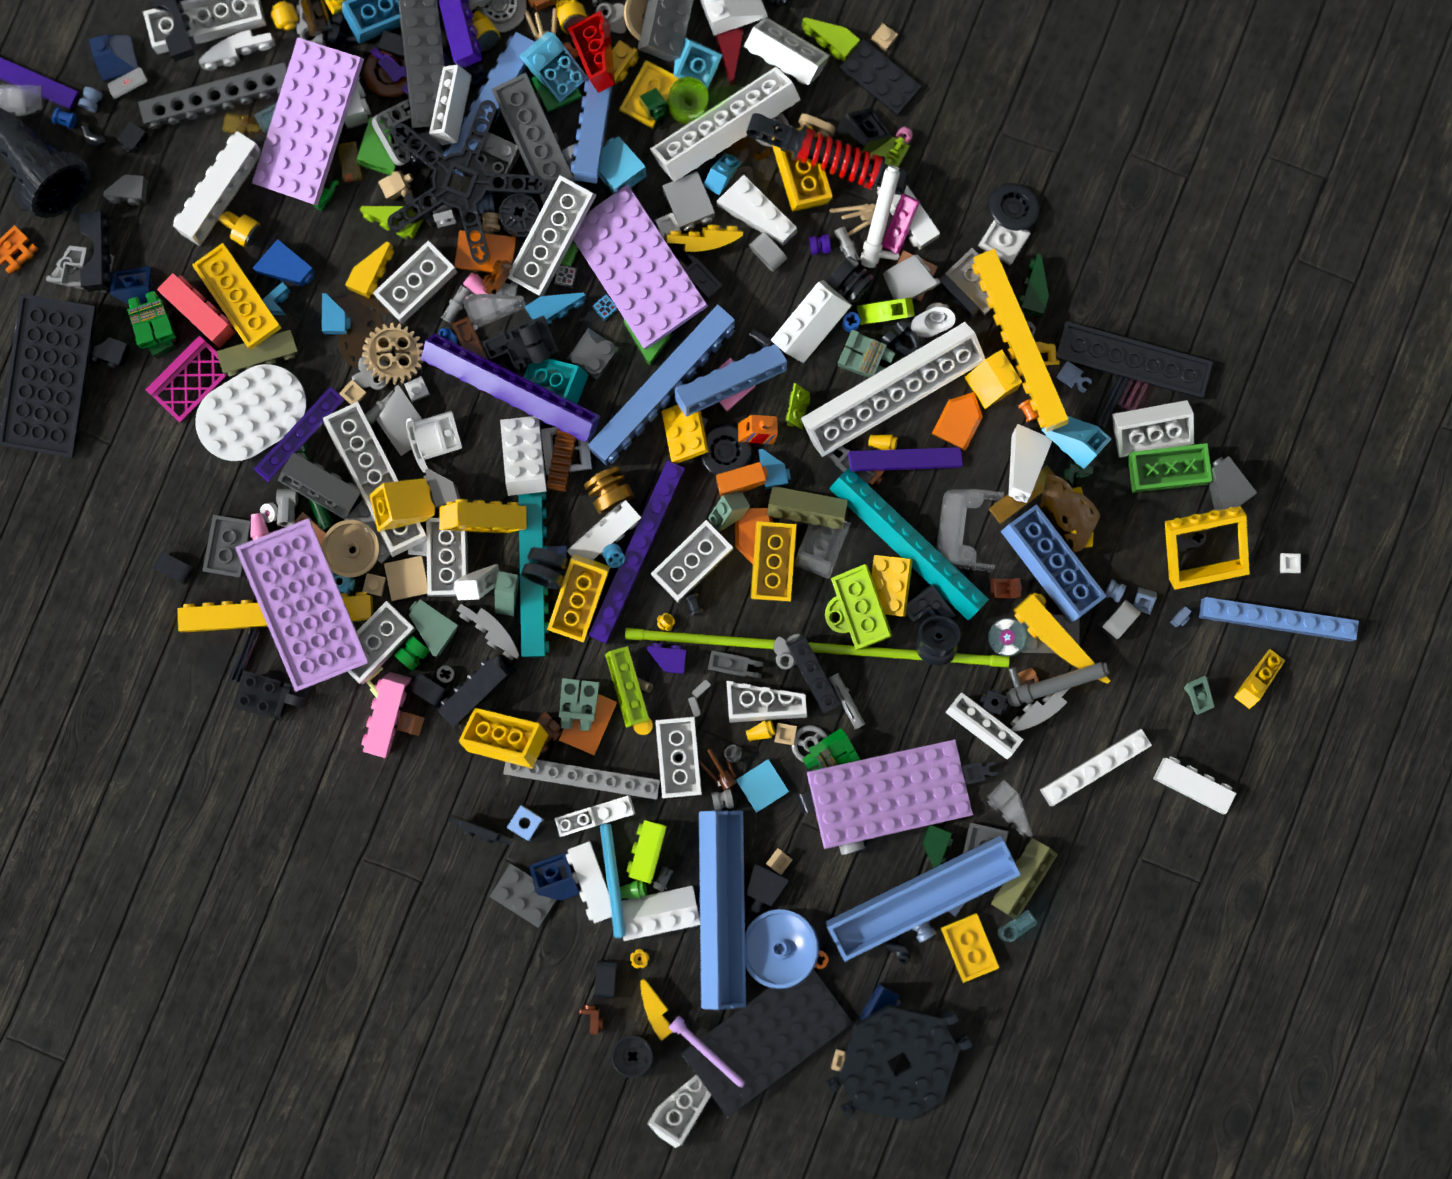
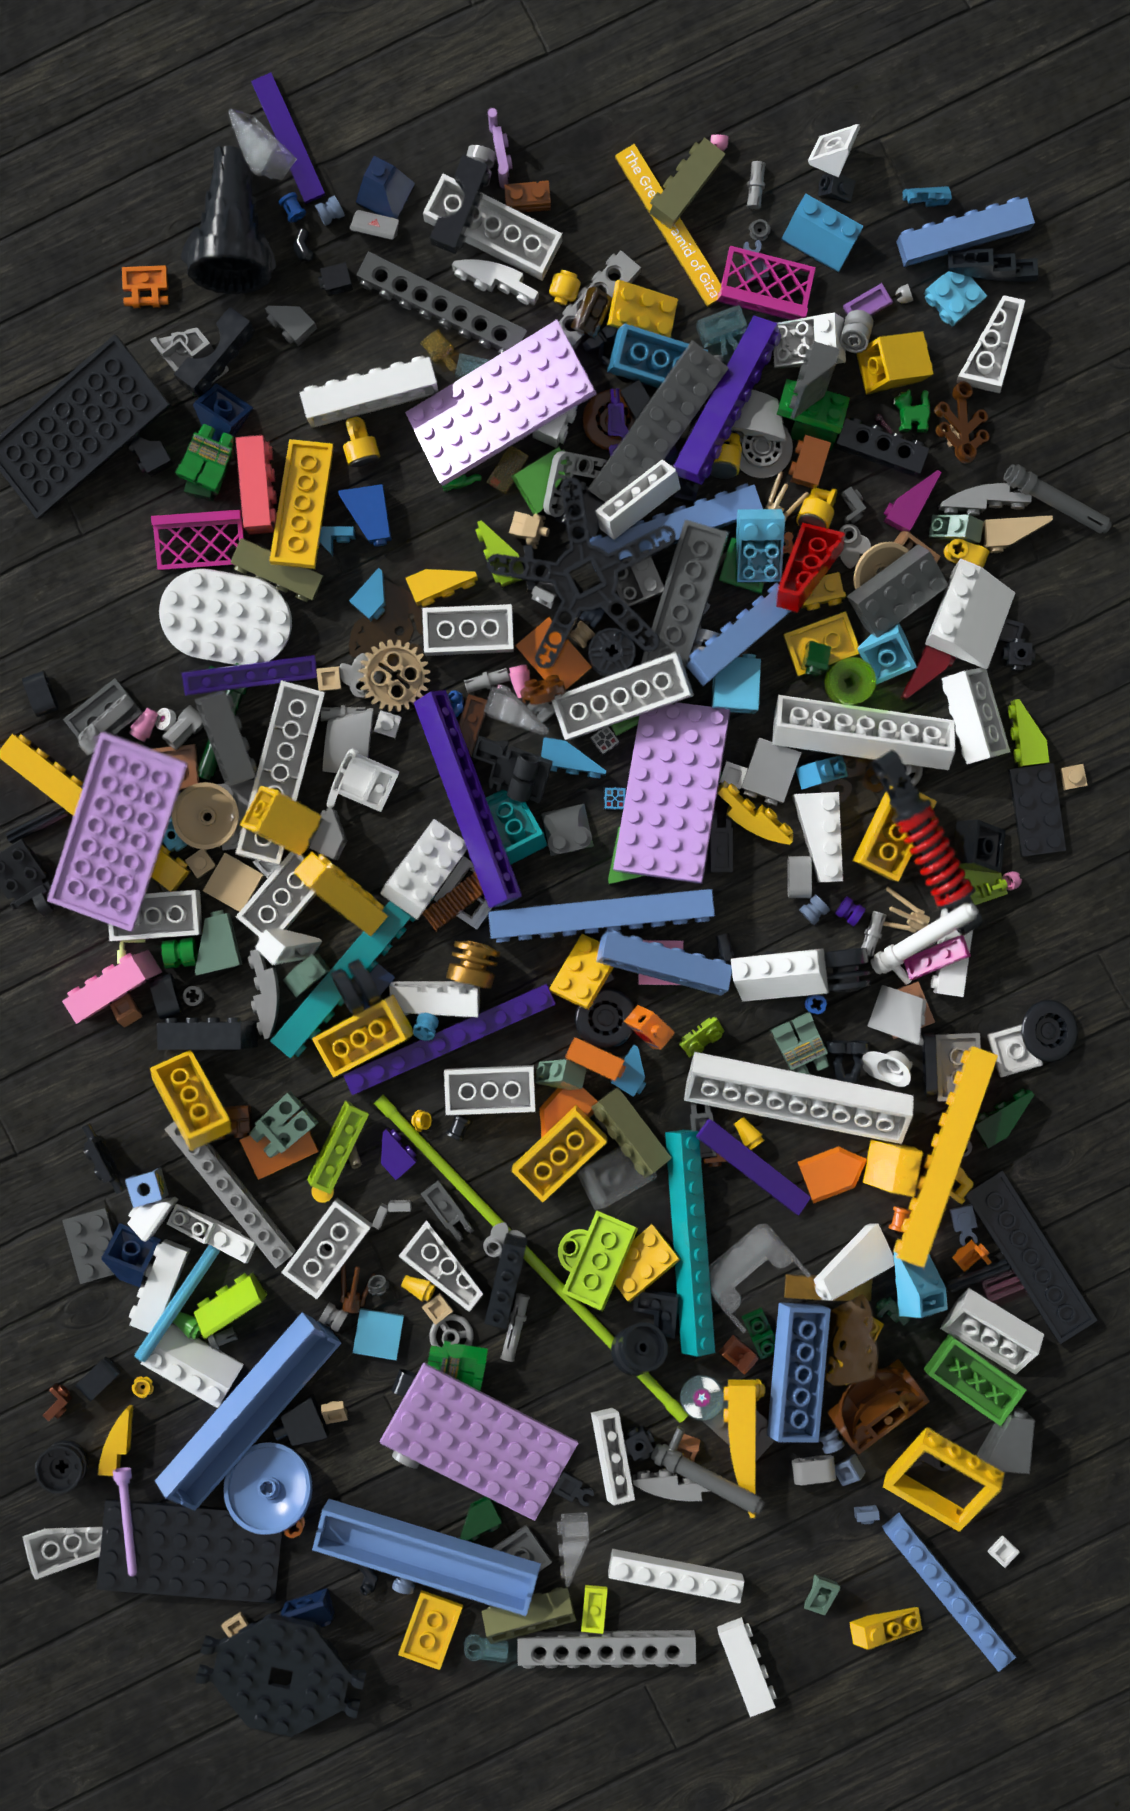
camera: 45 degrees right, 5 degrees up
(231, 560) = (89, 736): none -> light grey beam
(544, 840) = (148, 1217): none -> white slope
(796, 264) = (814, 909): none -> sand blue wheel
(817, 125) = (946, 810): tan plate -> none
(886, 310) = (854, 1023): lime slope -> none
(1007, 563) = (760, 1332): none -> dark green slope
(1063, 837) = (594, 1609): none -> neon yellow plate
(1094, 392) = (969, 1254): none -> orange bracket
(1122, 539) = (877, 1405): none -> reddish brown piece
(1148, 813) = (617, 1640): none -> light grey brick

